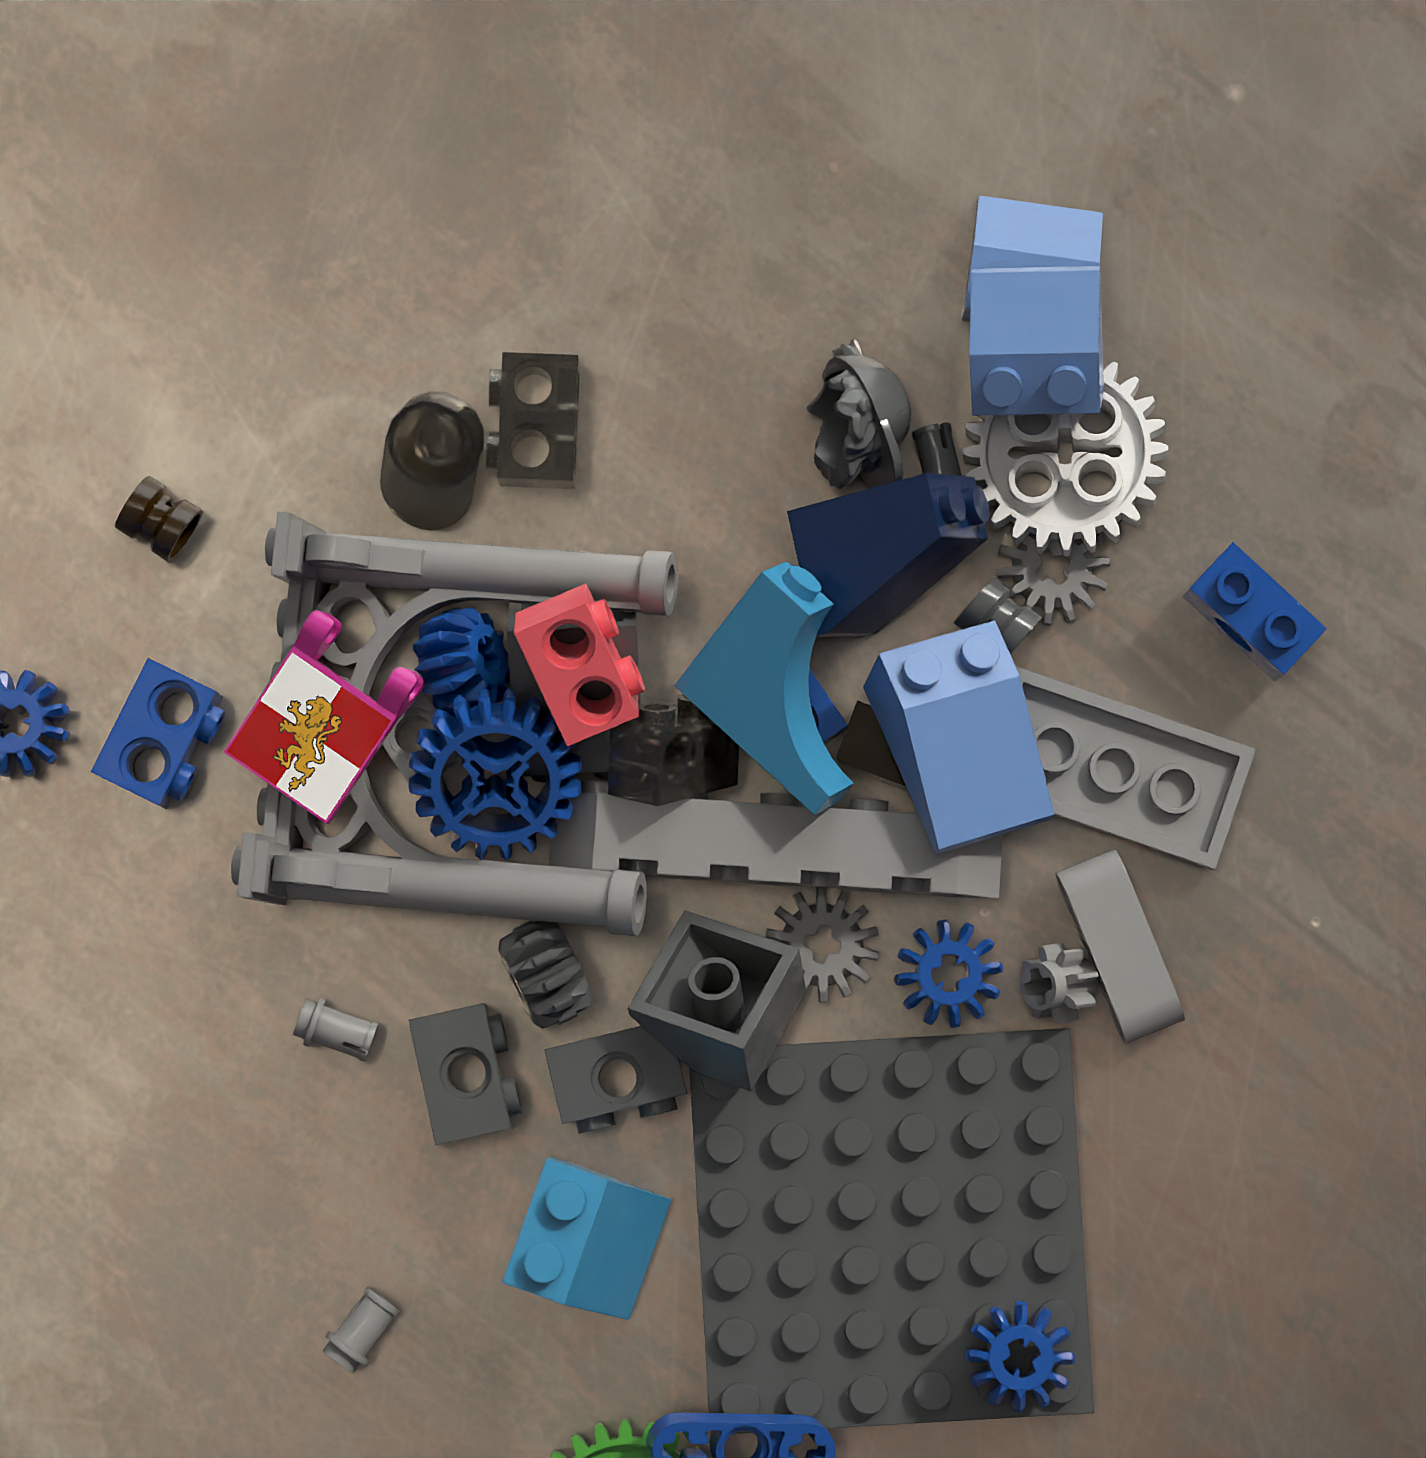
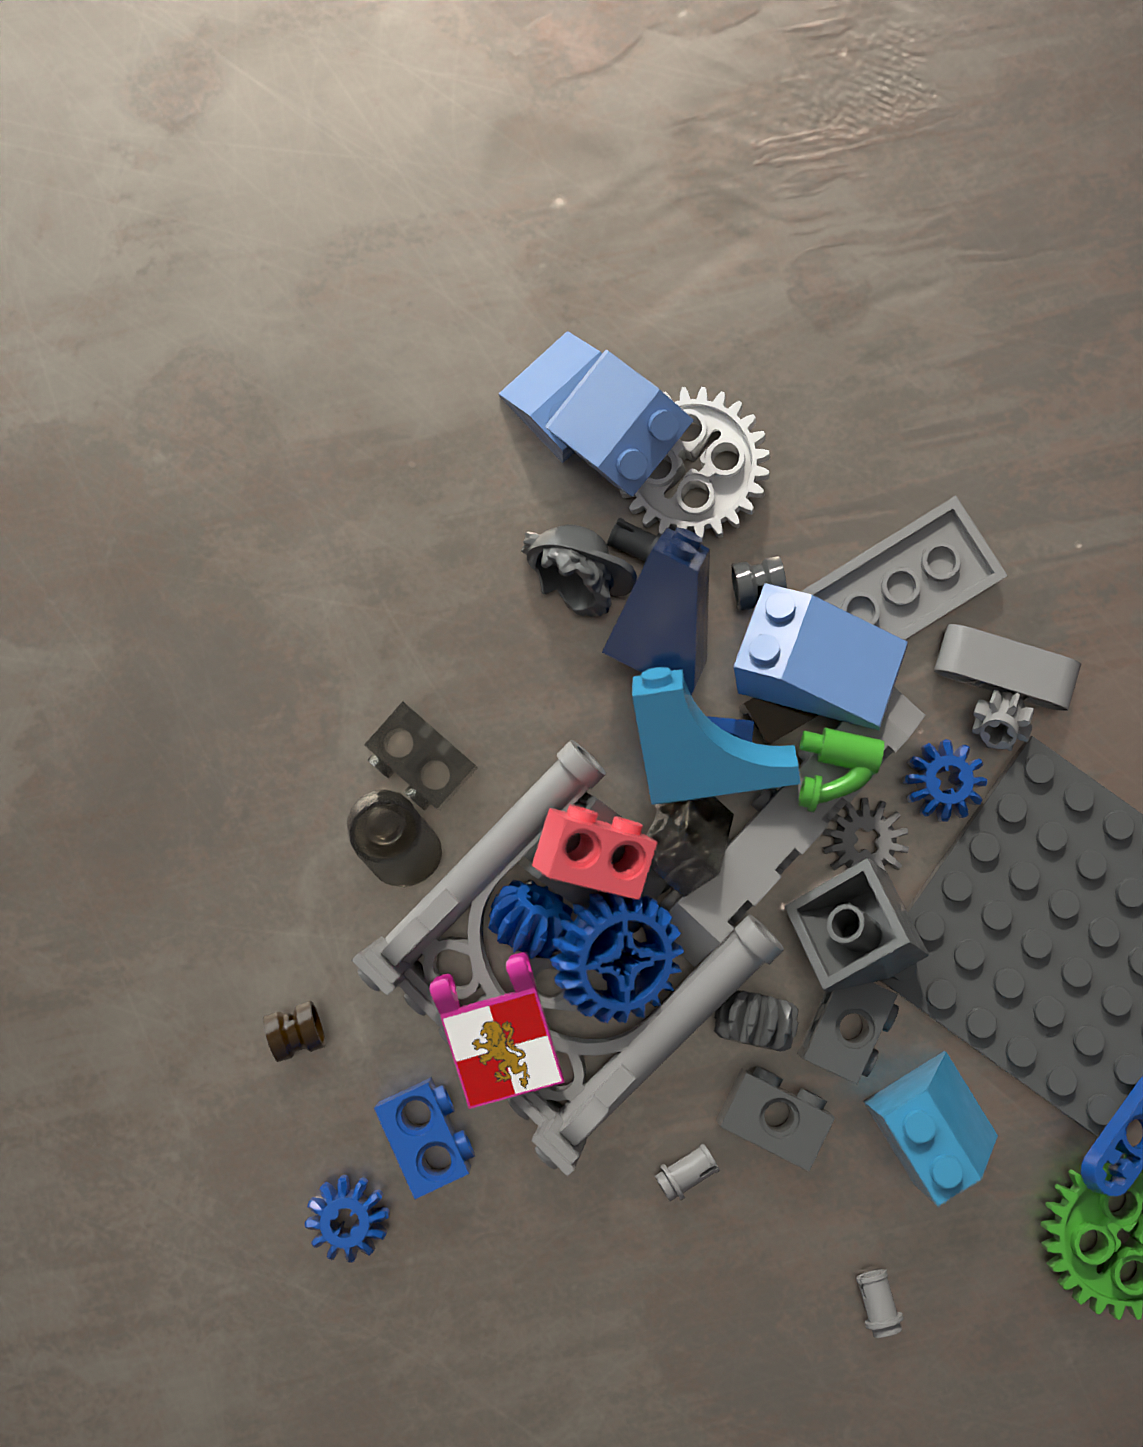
camera: 55 degrees left, 0 degrees up
(885, 831) = (842, 749): none -> bright green plant
(1047, 592) = (765, 541): light grey gear -> none
(1254, 612) = (875, 431): blue brick -> none

